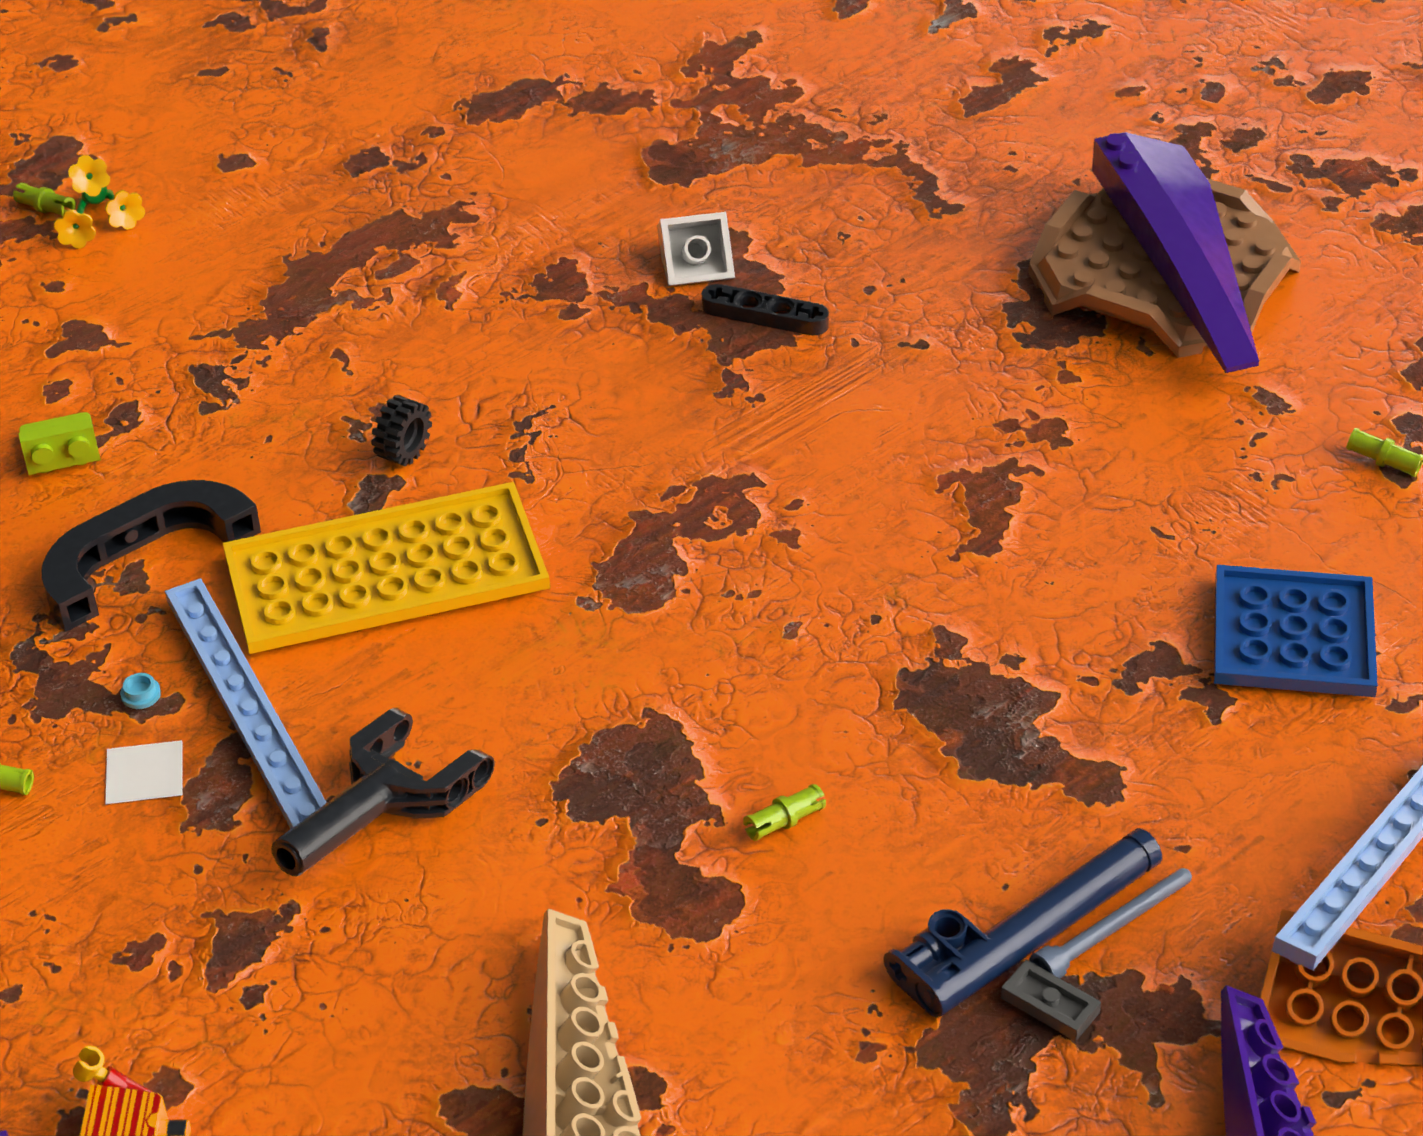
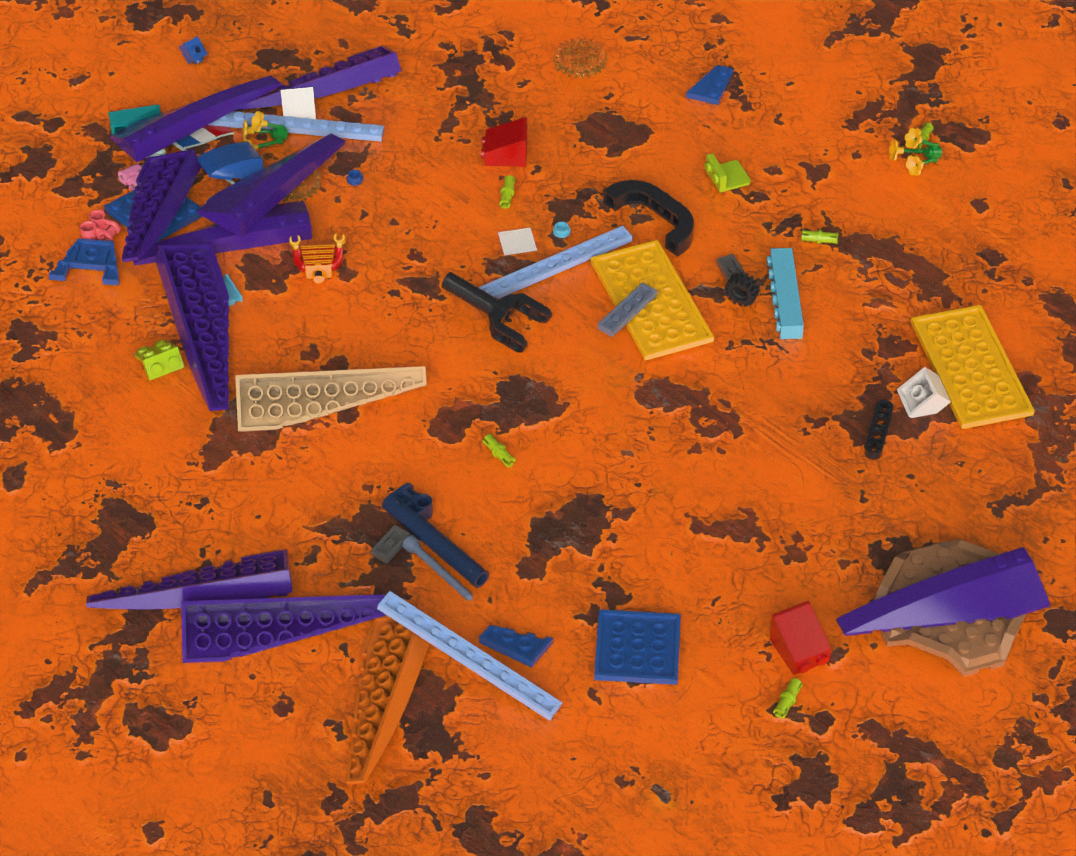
camera: 85 degrees right, 5 degrees up
(270, 337) = (819, 237): none -> lime pin
(331, 452) = (729, 265): none -> dark grey plate
(428, 585) = (627, 309): none -> sand blue plate
(437, 383) = (785, 294): none -> medium azure brick
(627, 196) = (972, 366): none -> yellow plate
(1264, 422) = (799, 638): none -> red slope
(1309, 801) = (519, 647): none -> blue wing

